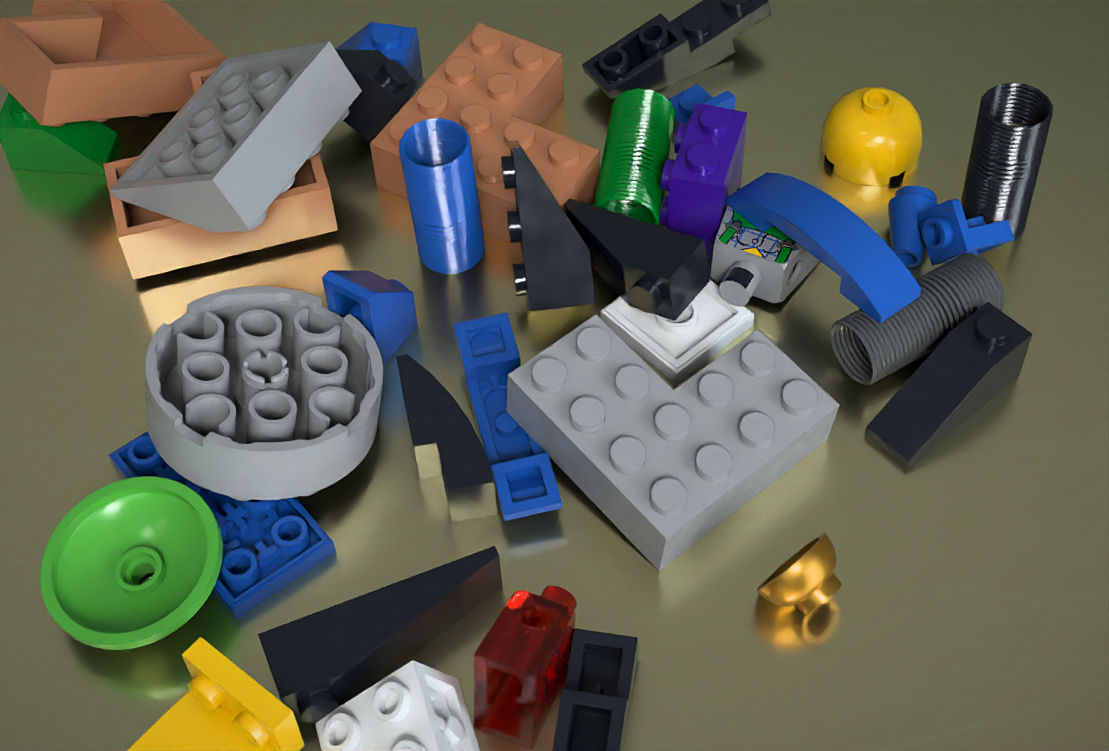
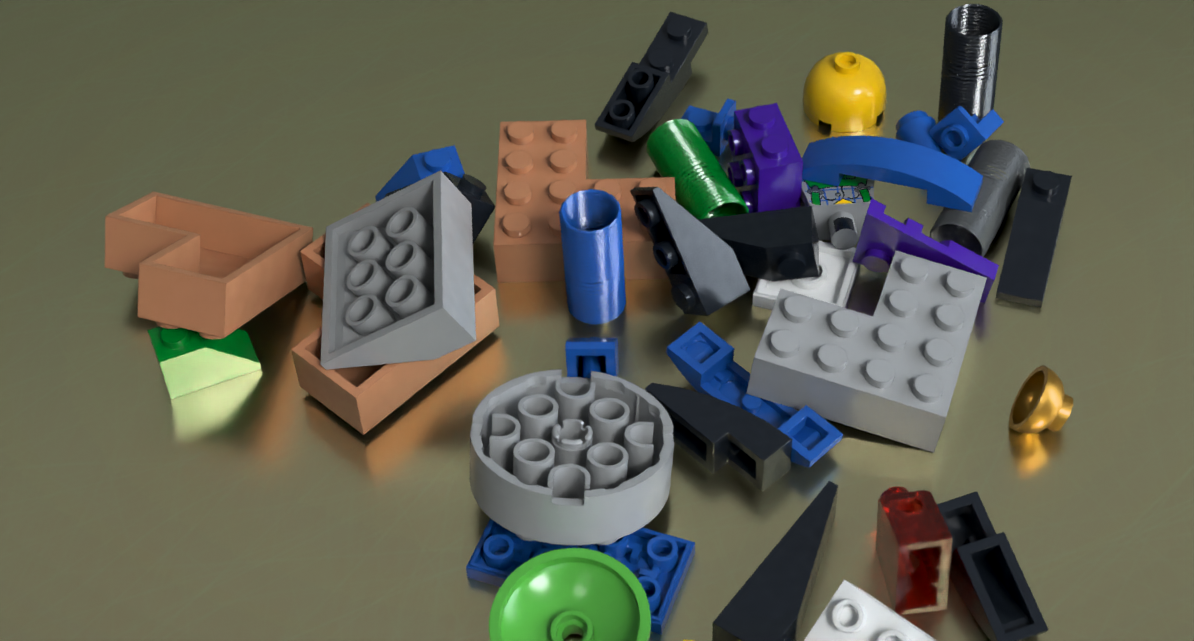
camera: 30 degrees left, 5 degrees down
(754, 310) = (885, 235): none -> dark purple wing

